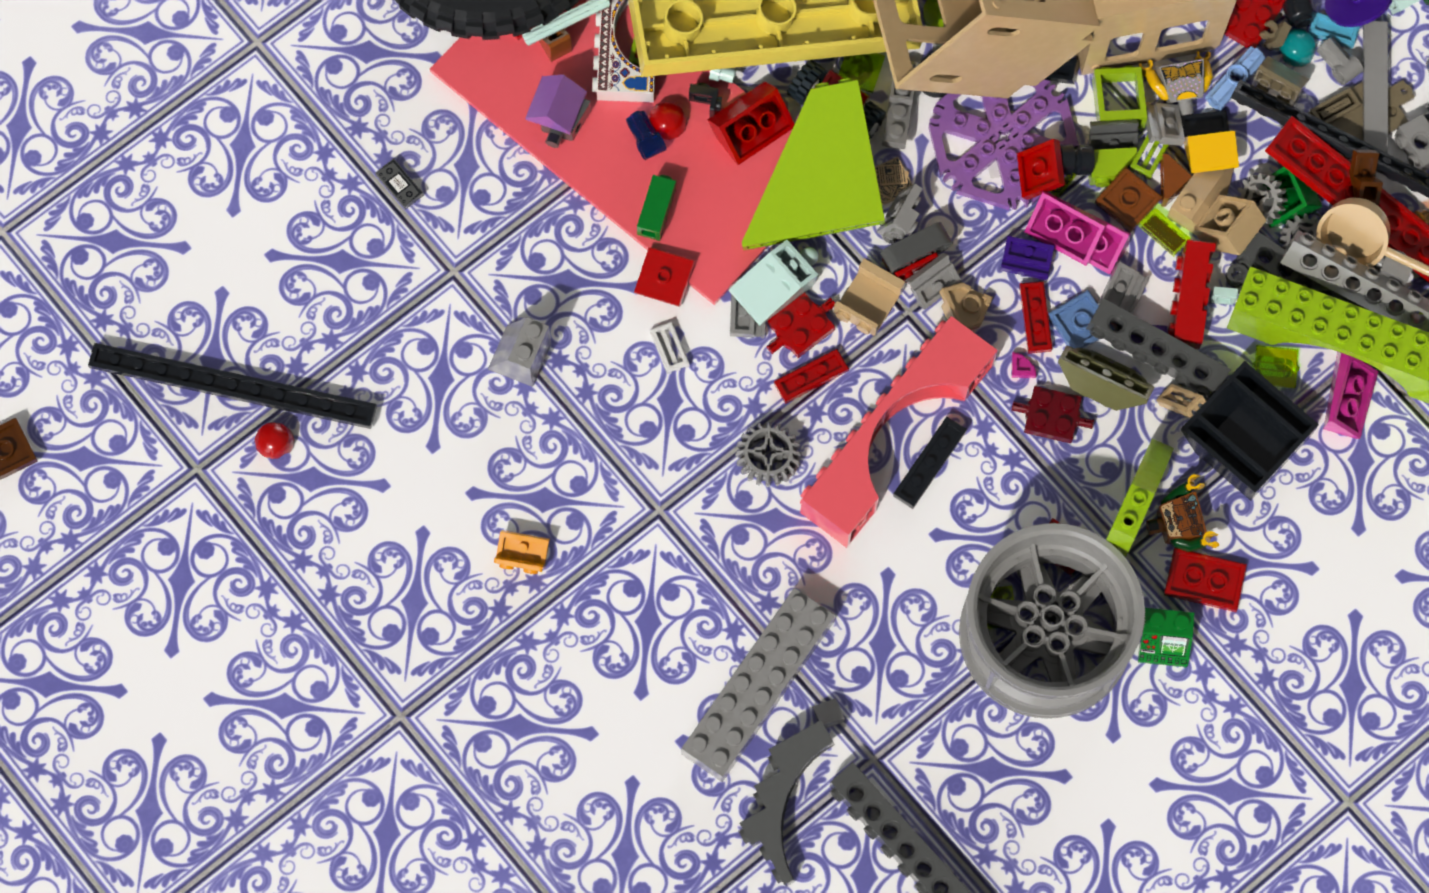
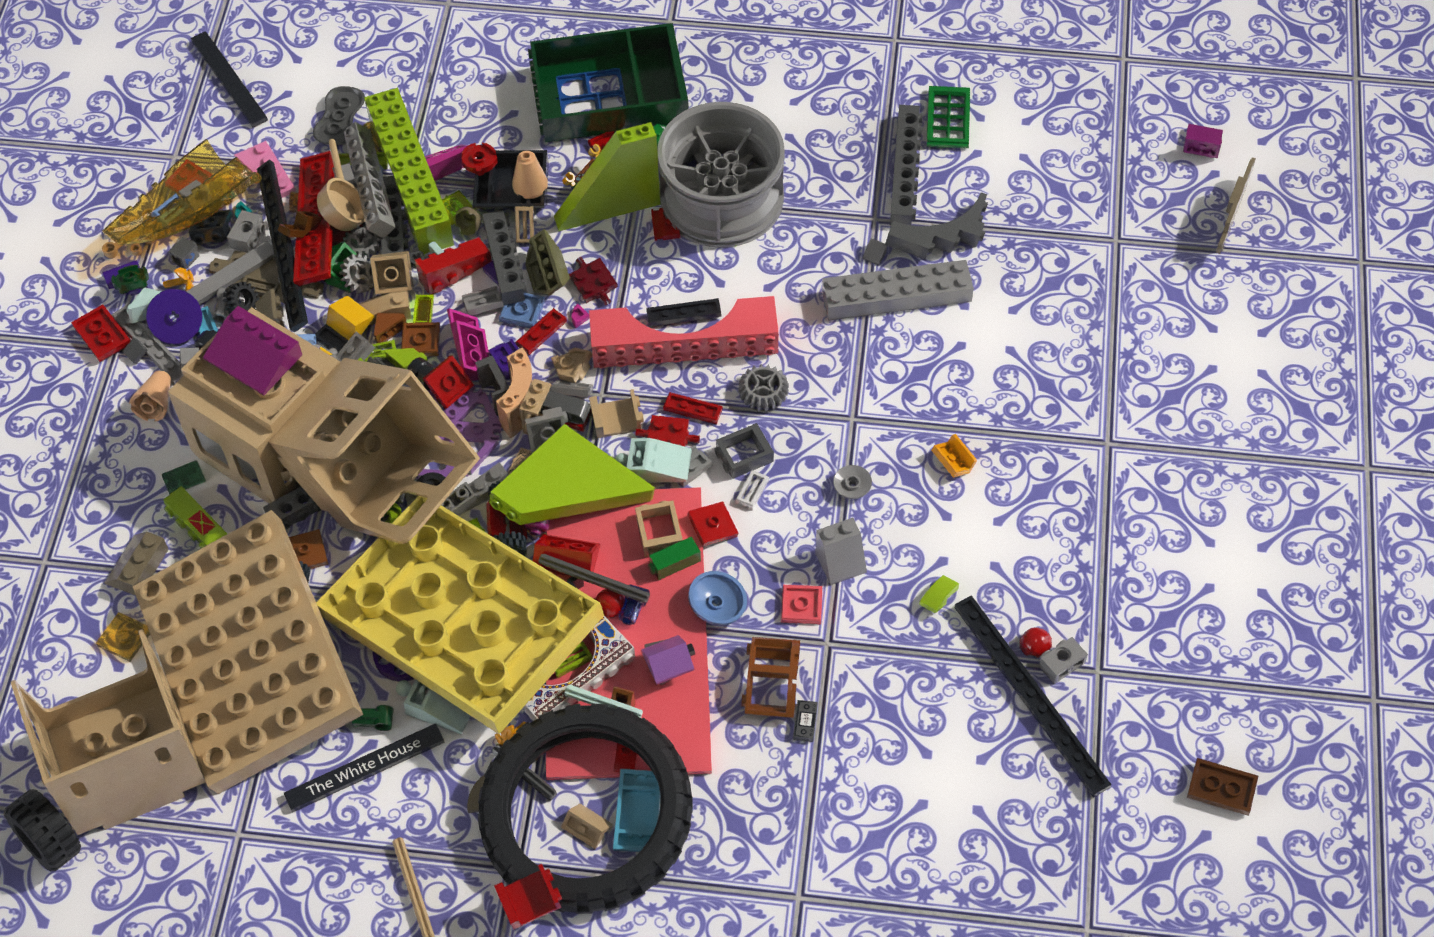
camera: 130 degrees left, 15 degrees down
(231, 428) = (1057, 669): none -> light grey brick
(400, 402) = (938, 593): none -> lime slope
(438, 161) = (772, 649): none -> dark orange window
(511, 283) = (801, 604): none -> coral tile
(568, 197) = (718, 589): none -> medium blue dish
(586, 425) = (852, 475): none -> light grey dish
(672, 222) = (662, 508): none -> tan window
(695, 112) = (594, 578): none -> dark grey axle
(708, 395) = (759, 460): none -> dark grey window
(936, 216) = (533, 401): none -> tan panel
(966, 222) = (521, 379): none -> light nougat window
(997, 214) = (490, 374): none -> dark grey panel
(1223, 435) = (529, 176): none -> light nougat cone
(1234, 356) = (467, 220): none -> dark tan hair
(1265, 688) = (640, 57): none -> dark green panel
(1311, 404) = (479, 166): none -> red plate
(1338, 66) = (245, 290): none -> black tyre
(1405, 43) = (185, 277): none -> light orange plant

